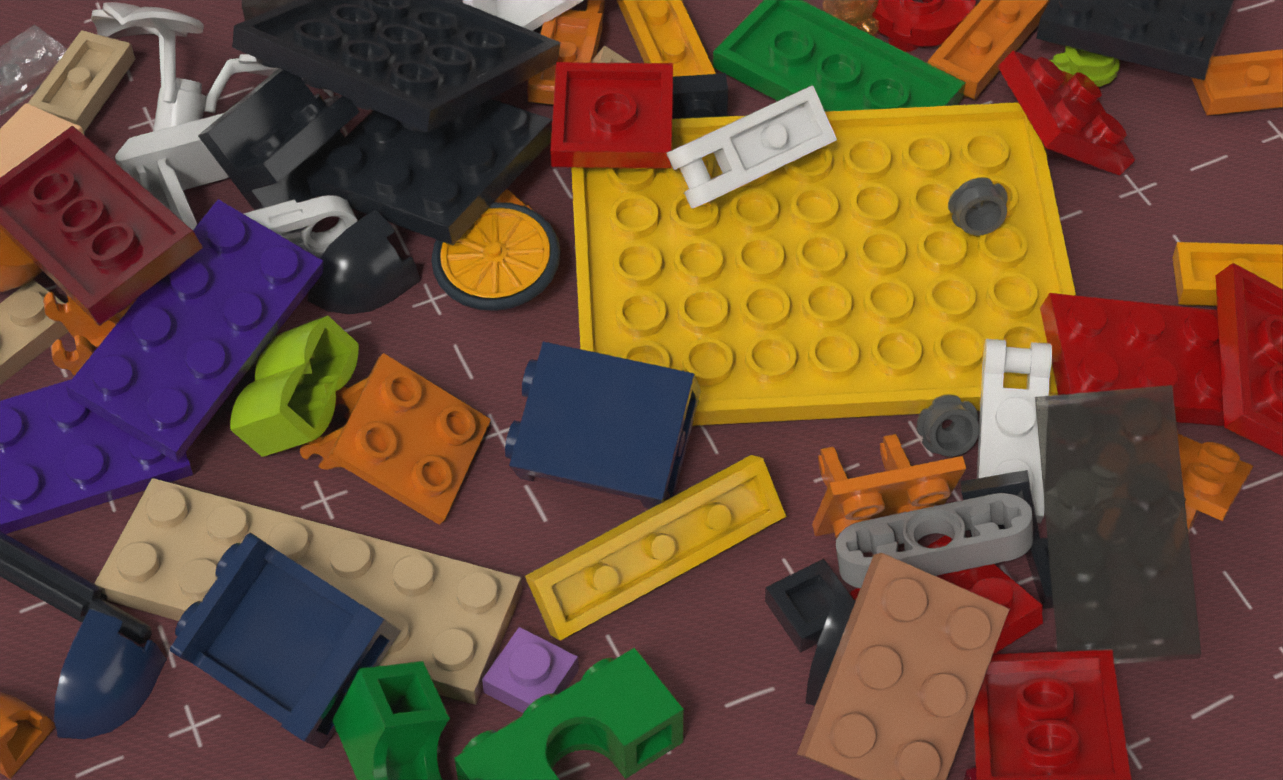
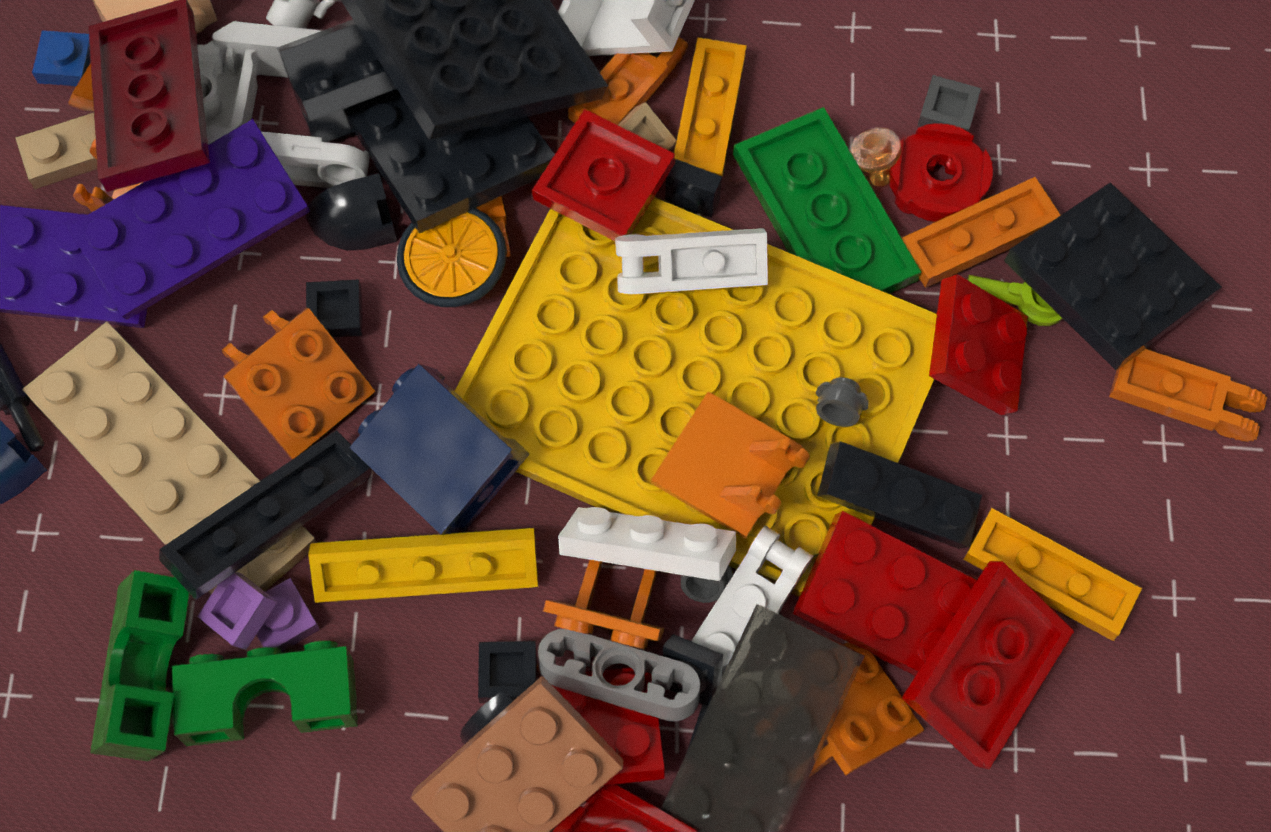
camera: 25 degrees right, 15 degrees up
(281, 638) = (113, 504): dark blue panel -> none
(295, 387) = (233, 306): lime brick -> none
(405, 345) = (337, 306): none -> black plate
(460, 565) = (264, 515): none -> black plate
(488, 671) = (237, 610): none -> medium lavender plate
(877, 411) = (648, 543): none -> white plate
(915, 305) = (728, 465): none -> orange plate
(1087, 265) = (899, 495): none -> black plate

